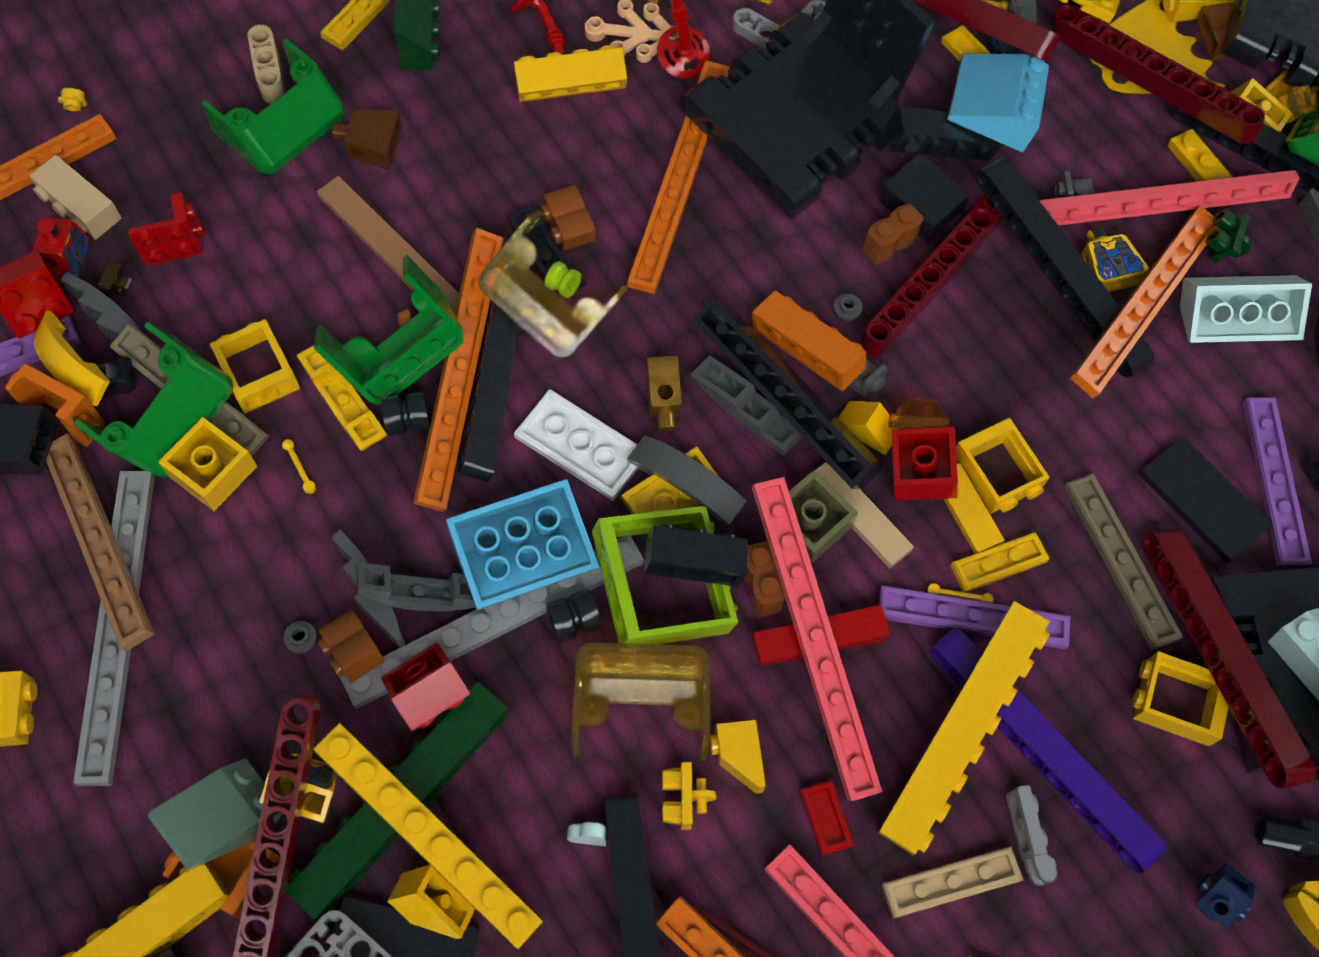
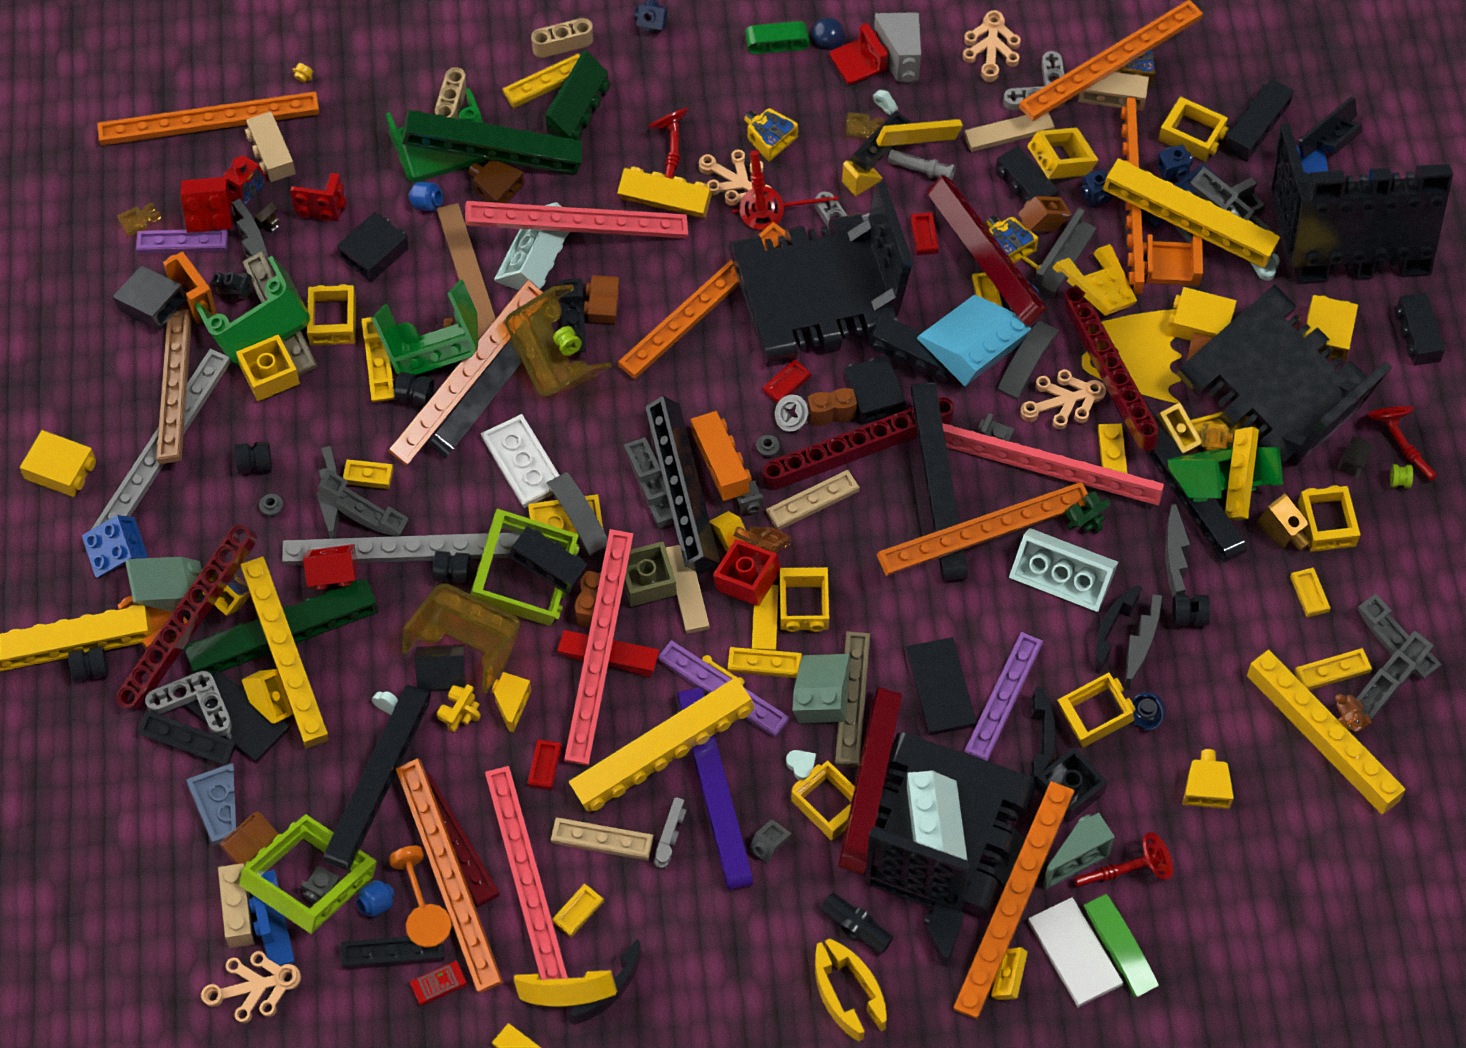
camera: 30 degrees right, 5 degrees down
(65, 363) = (208, 261): yellow slope -> none
(117, 788) = (113, 544): none -> blue bracket
(246, 587) = (253, 457): none -> black wheel
(263, 264) = (373, 246): none -> black brick
(296, 182) = (425, 196): none -> blue head
(308, 486) = (327, 411): yellow hinge -> none
(343, 89) = (492, 142): none -> dark green brick
(350, 645) = (298, 522): dark orange brick -> none
(403, 543) = (368, 474): none -> yellow plate
(456, 190) = (530, 257): none -> light aqua slope
(488, 139) = (575, 219): none -> coral plate
(521, 544) = (442, 505): medium azure slope -> none
(628, 751) = (440, 667): none -> black slope
(661, 384) = (596, 447): pearl gold torso -> none
(717, 32) = (795, 203): none -> red piece
(822, 228) = (786, 381): none -> red tile
(847, 247) = (783, 416): none -> light grey gear
(932, 348) = (812, 500): none -> tan tile
(1057, 106) = (1026, 359): none -> dark grey slope
(1089, 562) = (822, 688): none -> sand green slope
(1113, 260) = (982, 493): torso -> none
(1119, 667) = (800, 763): none -> light aqua tile
(1138, 108) = (1065, 398): none -> light nougat plant
(1148, 784) = (769, 840): none -> dark grey bracket
(1225, 896) = (771, 923): dark blue brick -> none

